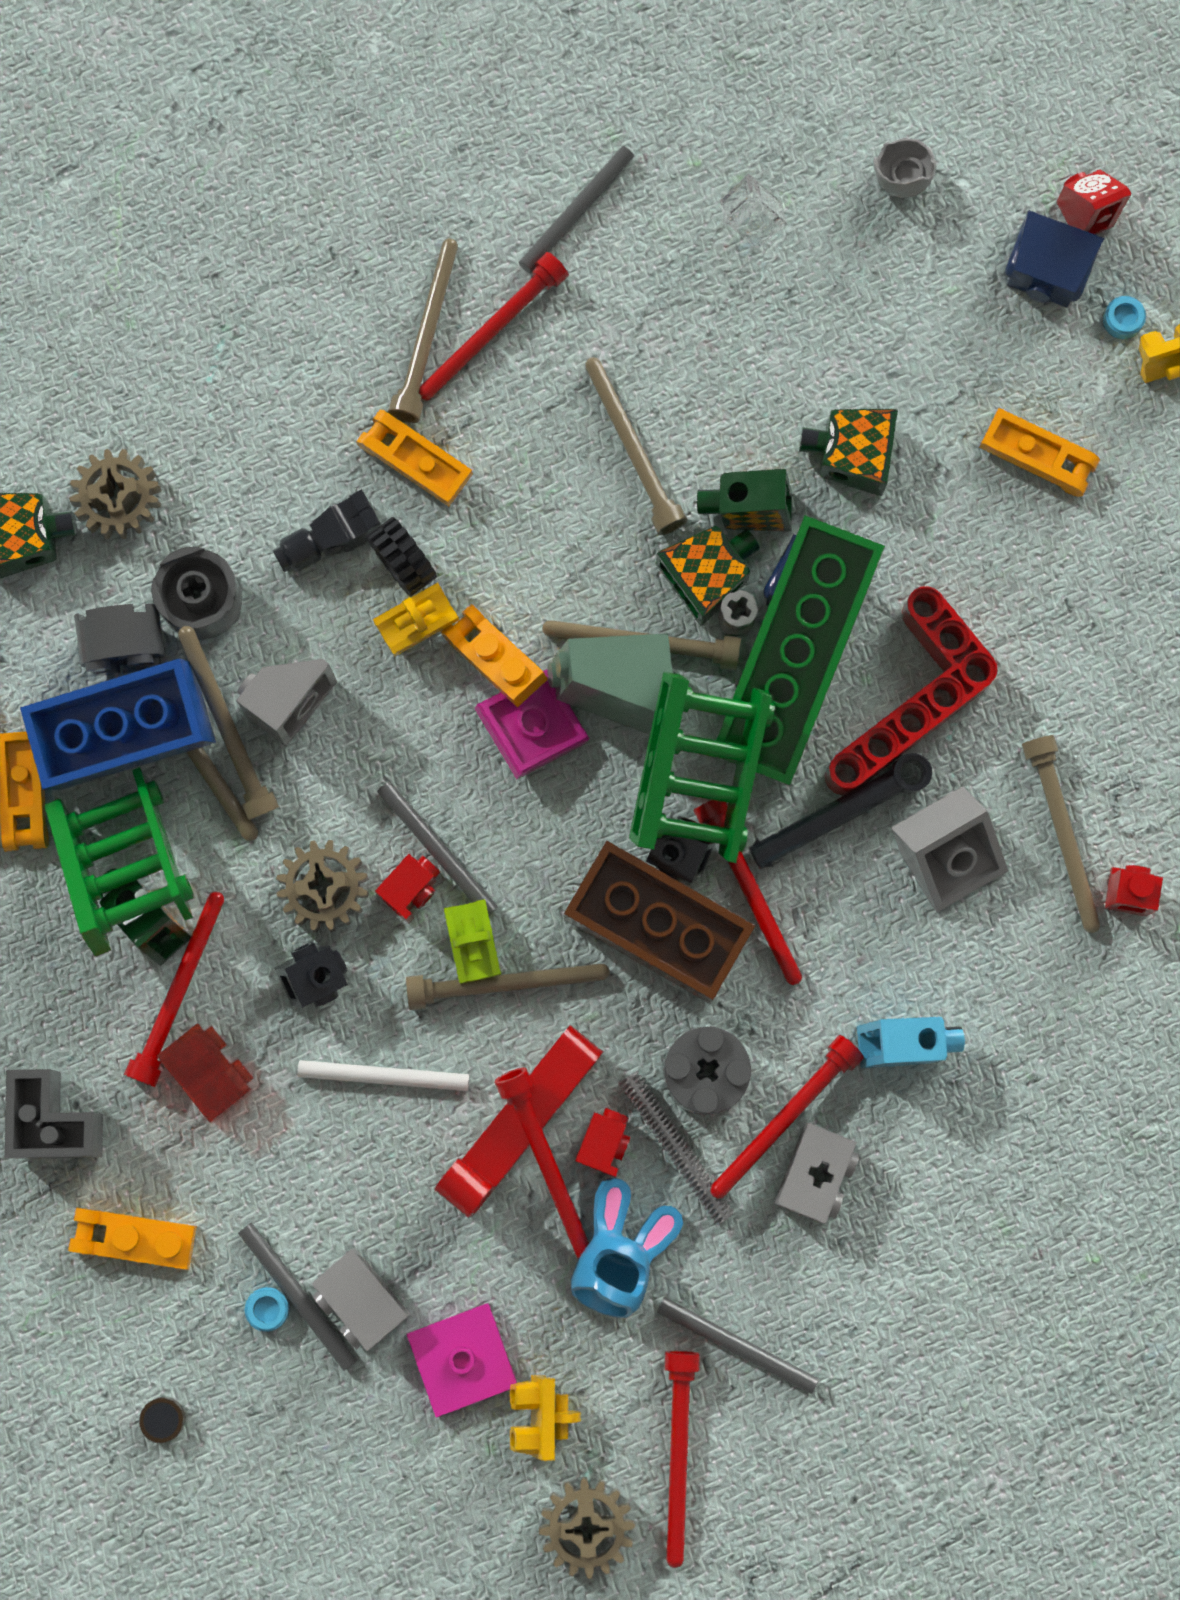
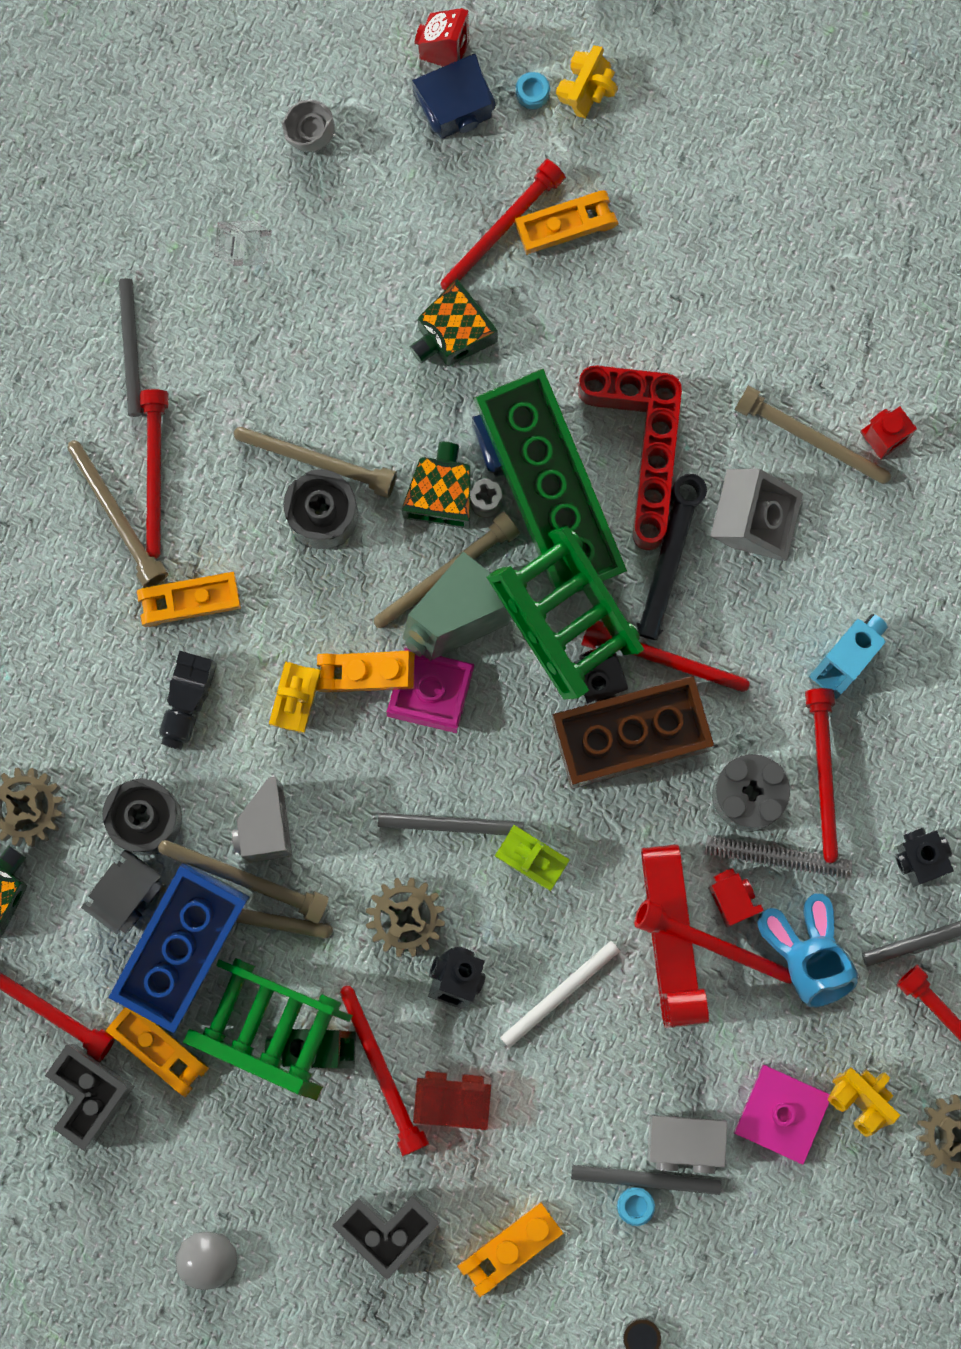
camera: 40 degrees left, 0 degrees up
(401, 556) = (247, 667): black tyre -> none
(409, 886) = (458, 863): red brick -> none
(424, 991) = (533, 917): dark tan piece -> none
(599, 467) = (307, 495): none -> dark grey brick
(763, 498) = (428, 408): dark green torso -> none
(781, 1278) = (937, 856): none -> black brick
(797, 1188) = (877, 807): light grey brick -> none
(1061, 400) = (547, 177): none -> red piece

